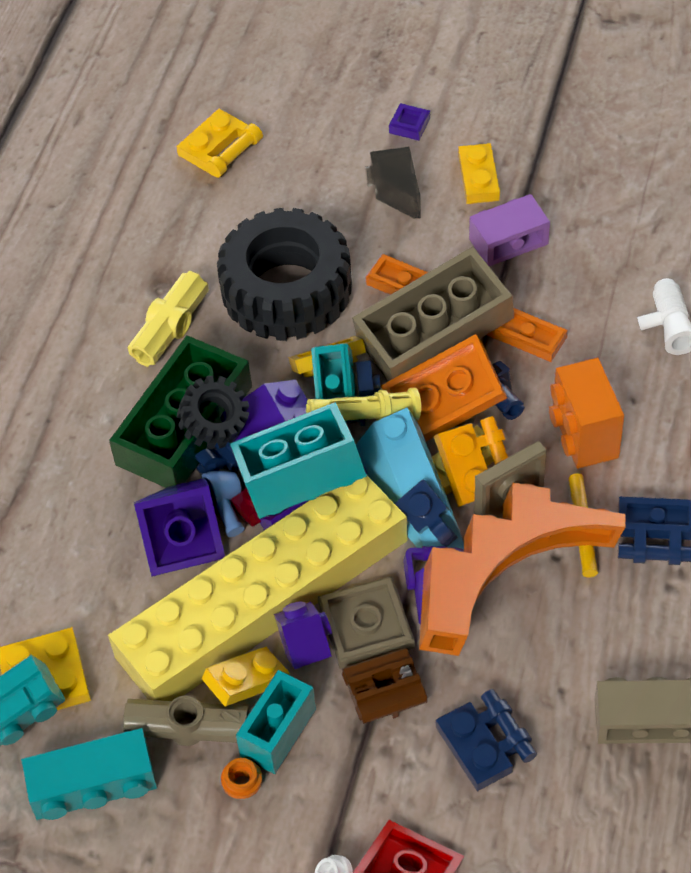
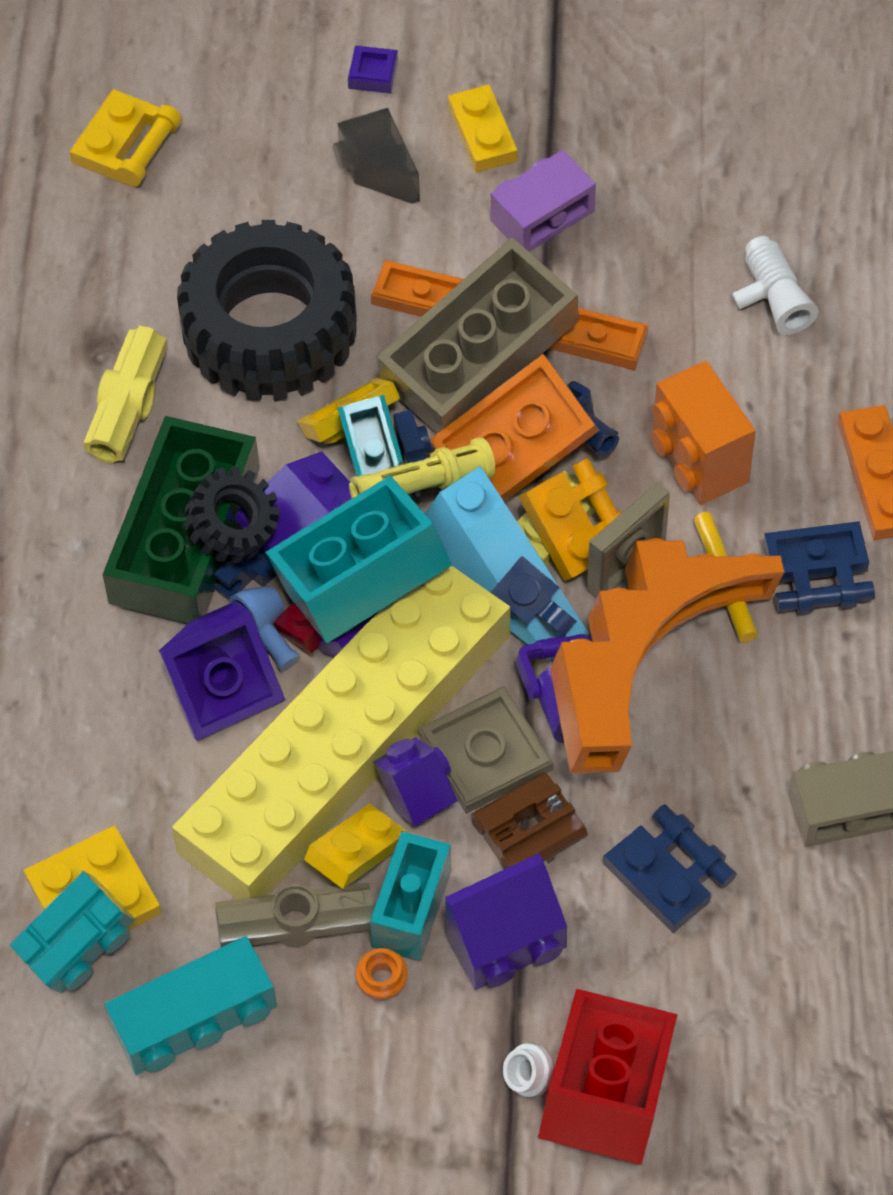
camera: 15 degrees left, 5 degrees up
(343, 756) = (506, 923): none -> dark purple slope

